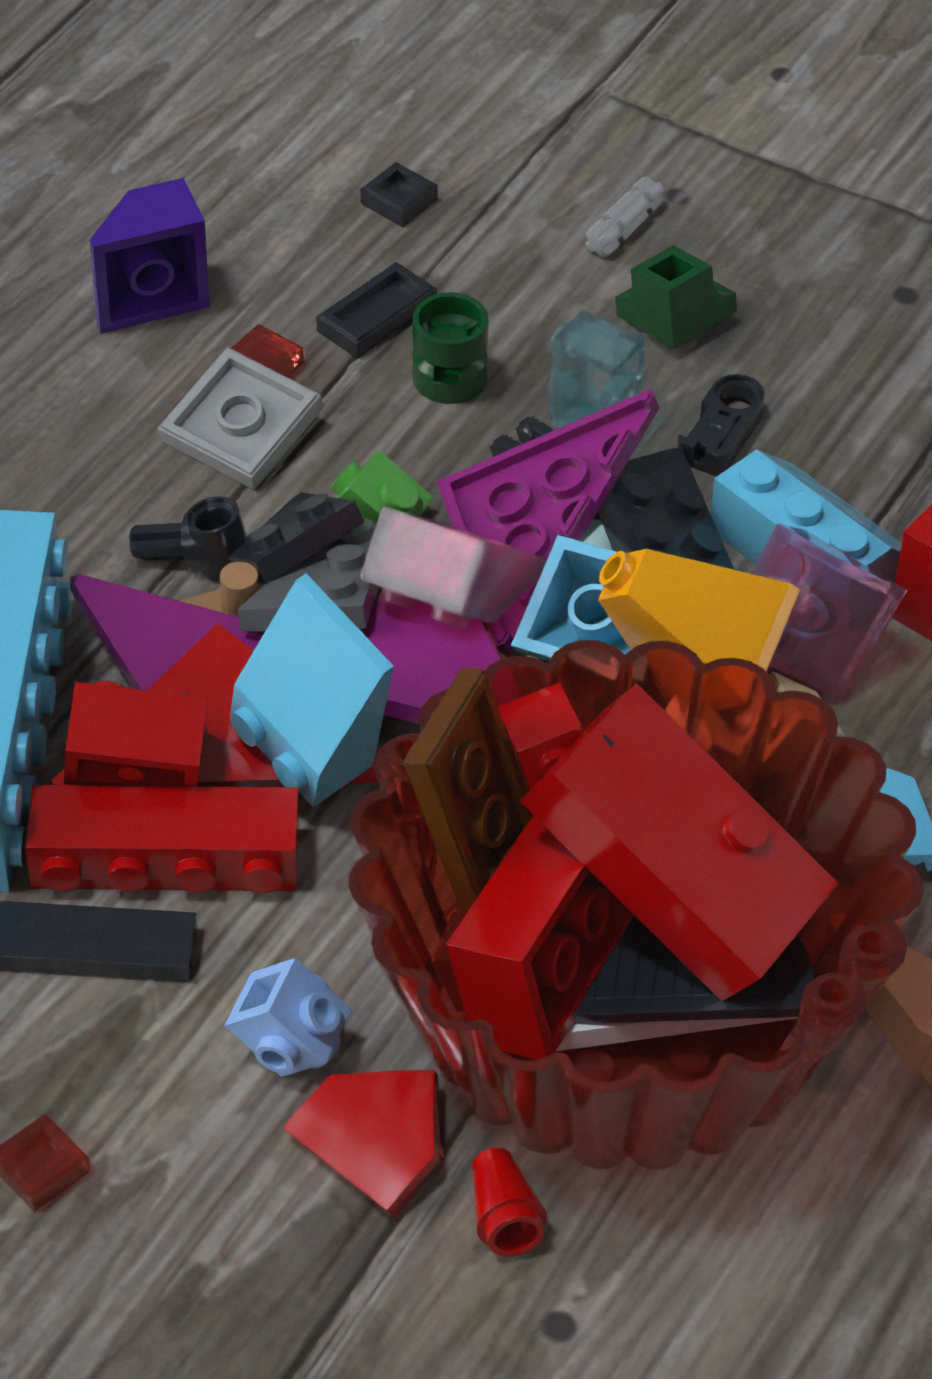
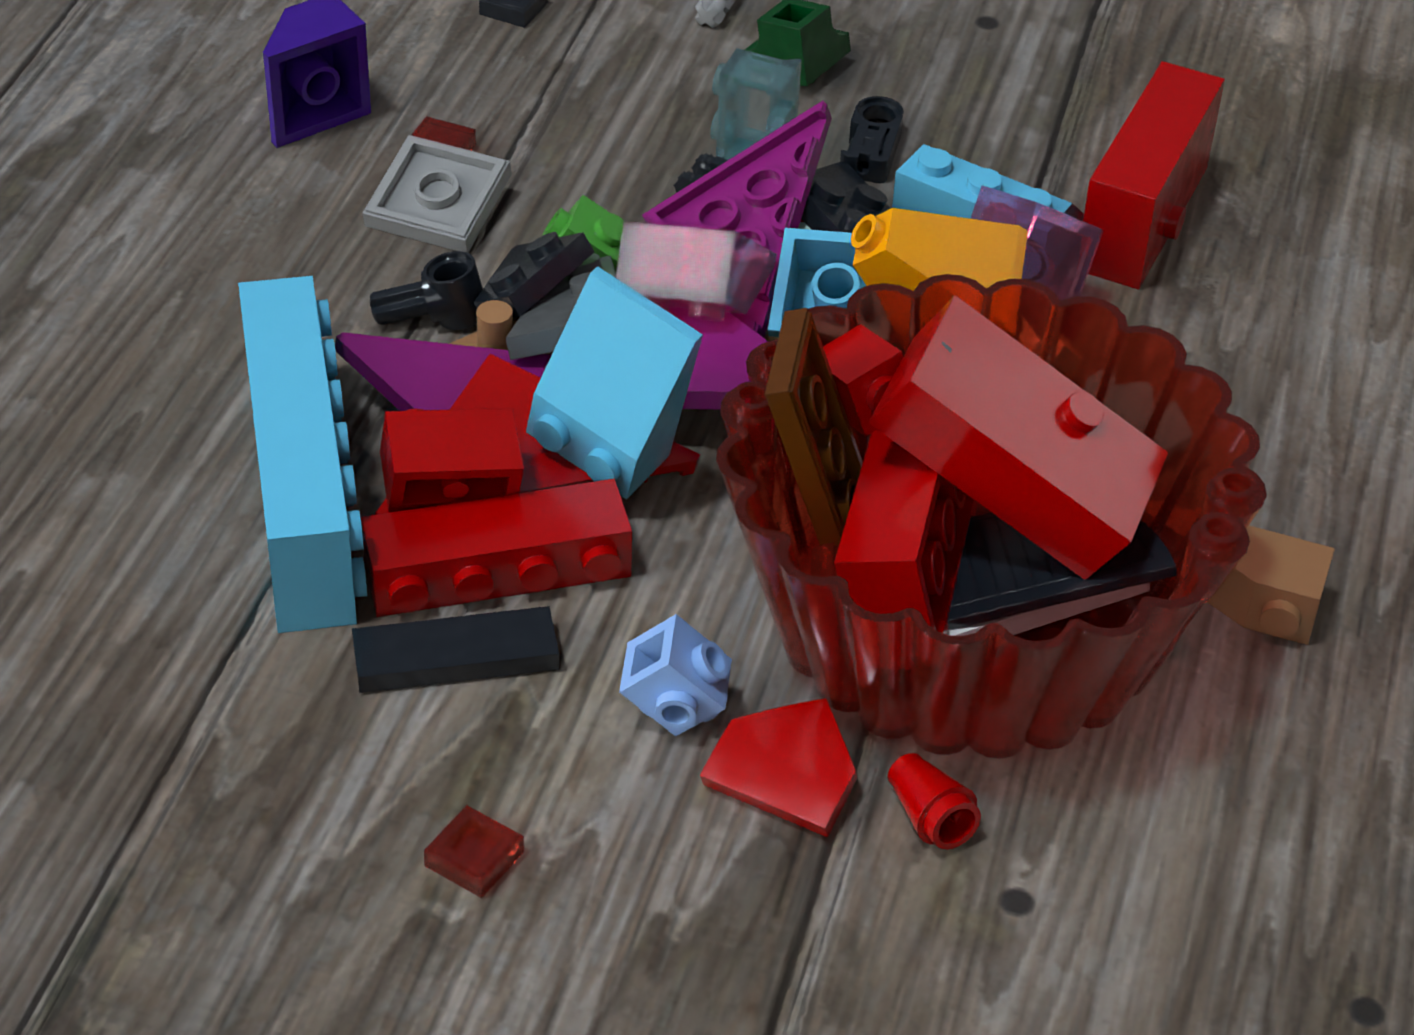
camera: 15 degrees left, 5 degrees down
(374, 310) = (527, 93): black tile -> none
(450, 347) = (612, 108): dark green wheel -> none

